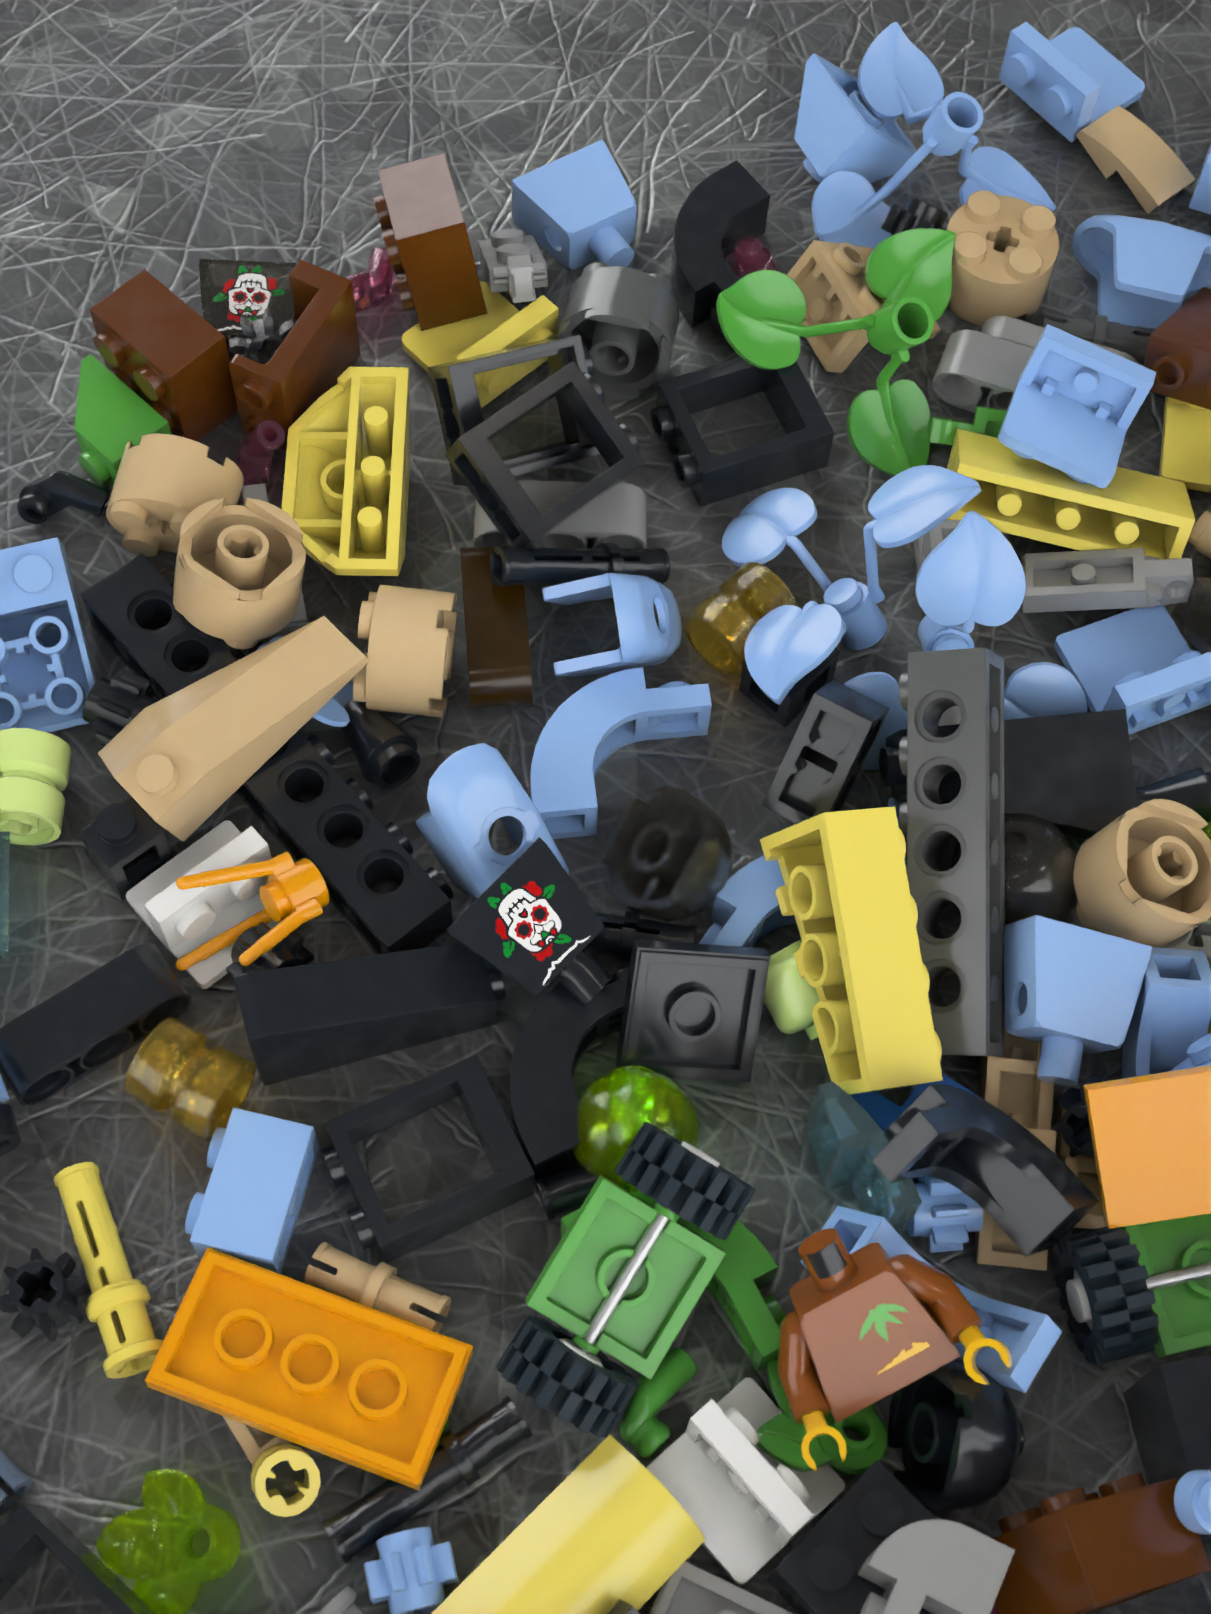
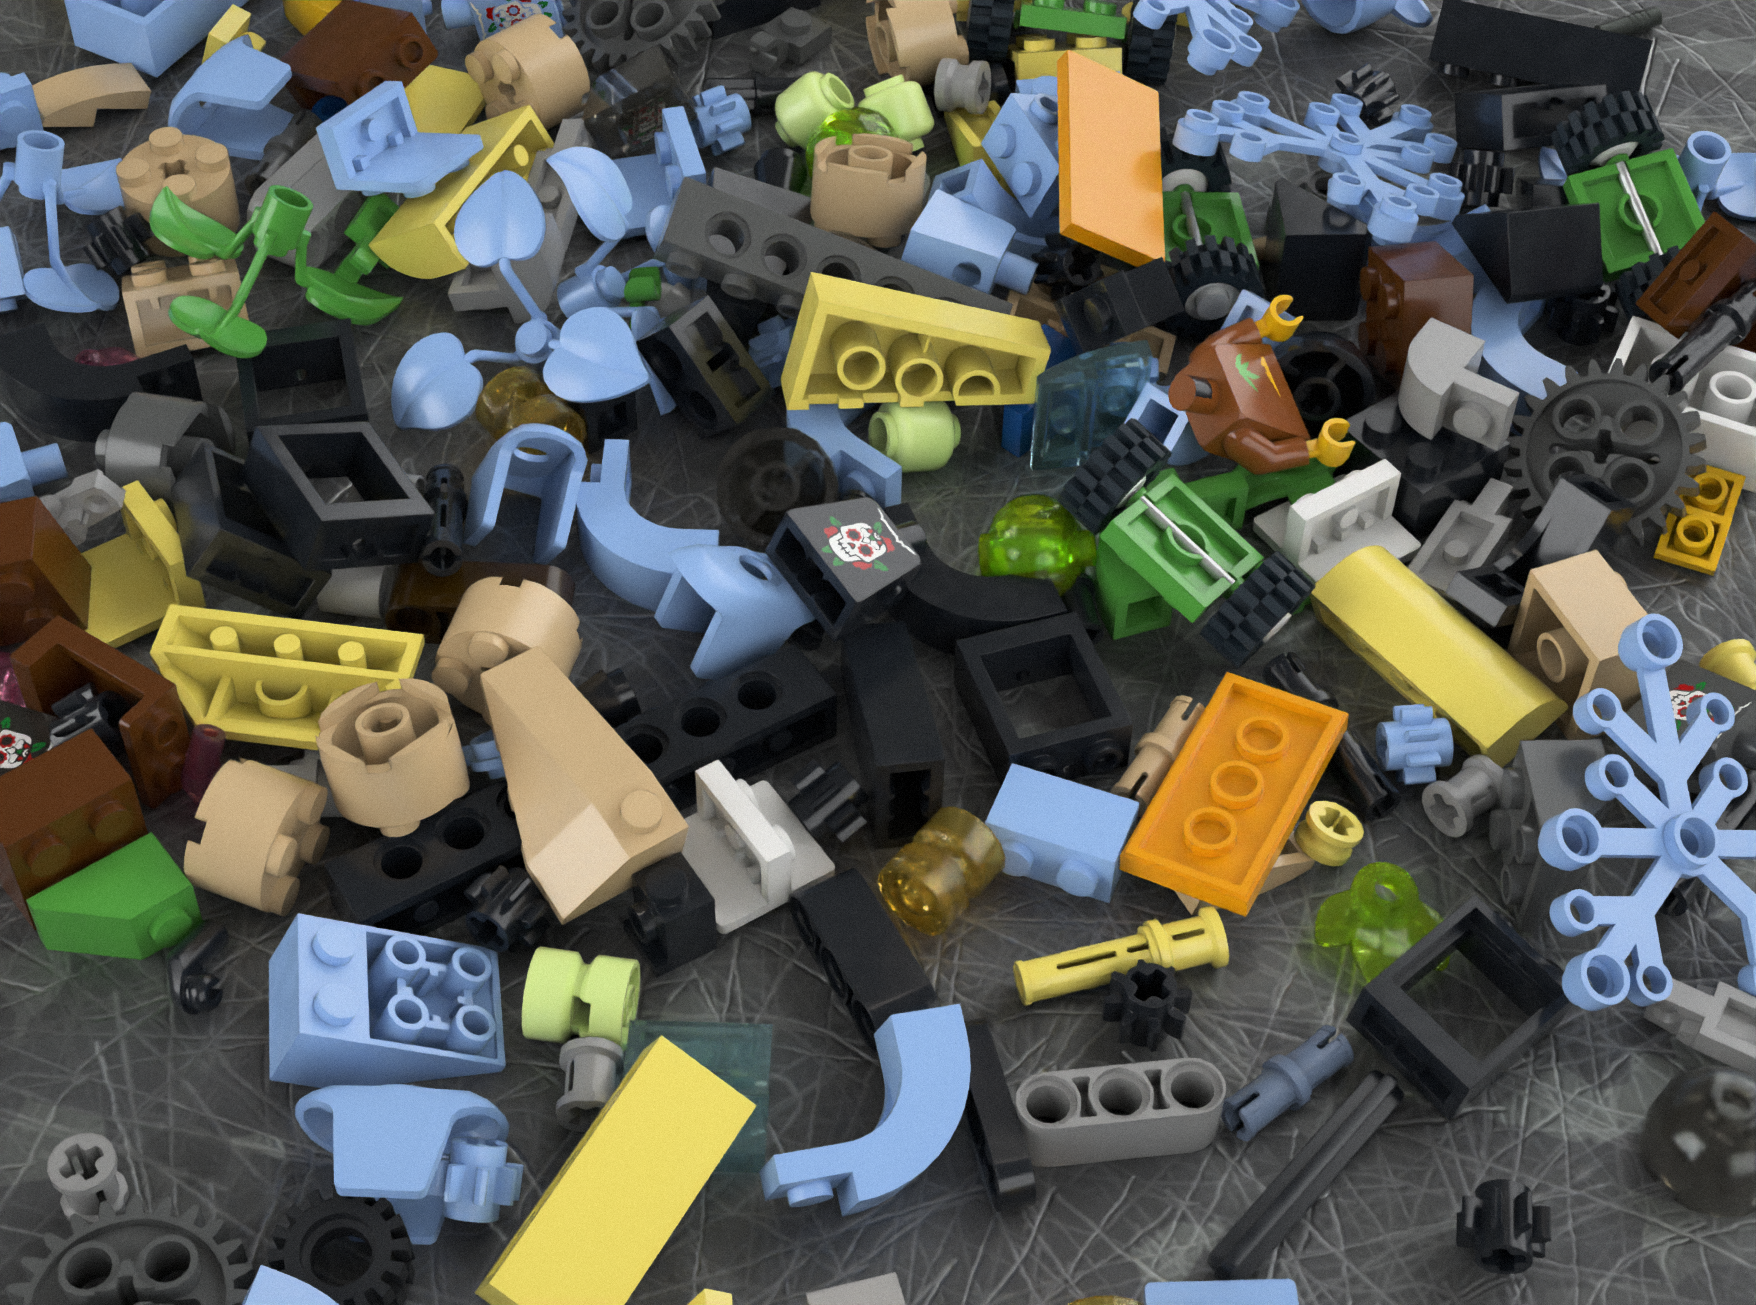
camera: 80 degrees left, 15 degrees down
(291, 894) = (770, 766): light orange plant -> none
(693, 1009) = (934, 490): black tile -> none

